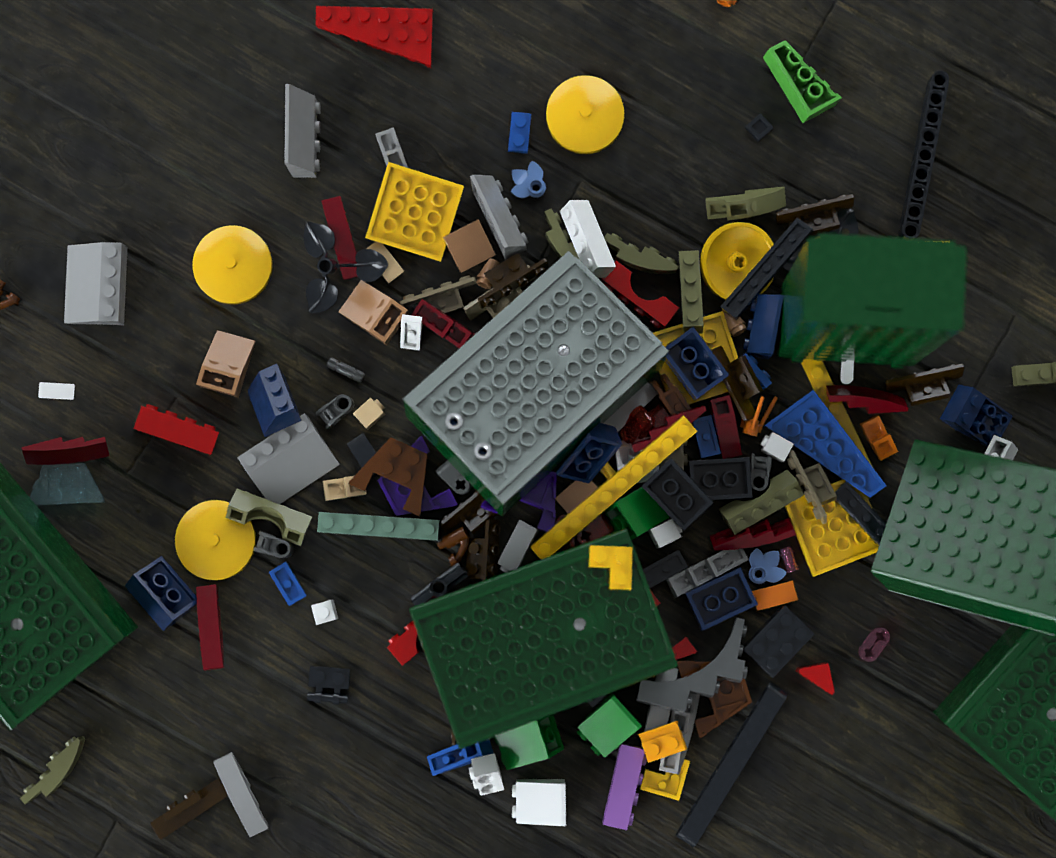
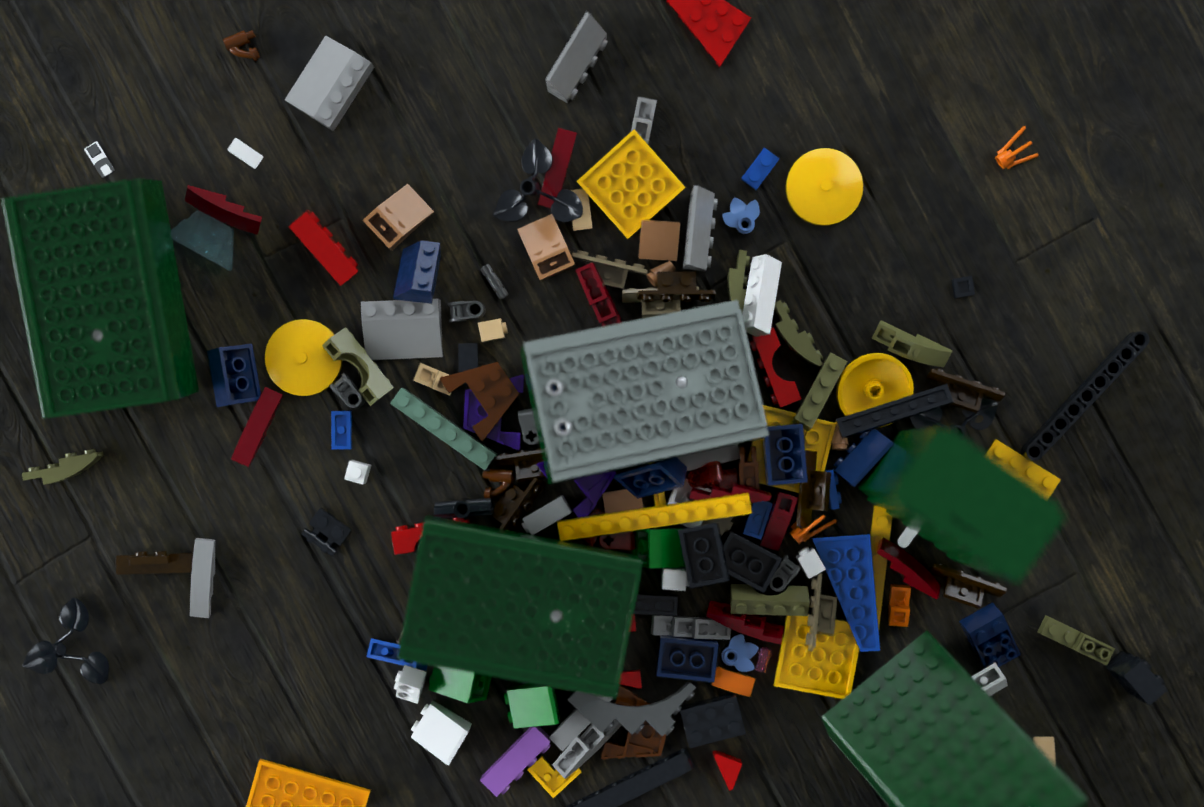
camera: 30 degrees right, 5 degrees up
(232, 264) = (453, 135): yellow dish -> none
(411, 332) = (566, 284): white plate -> none
(618, 560) = (619, 585): yellow plate -> none
(662, 741) = (568, 745): light orange plate -> none
(800, 82) = (1020, 270): bright green wedge -> none
(860, 512) = (846, 659): black tile -> none
(878, 647) = (787, 765): clear pink beam -> none

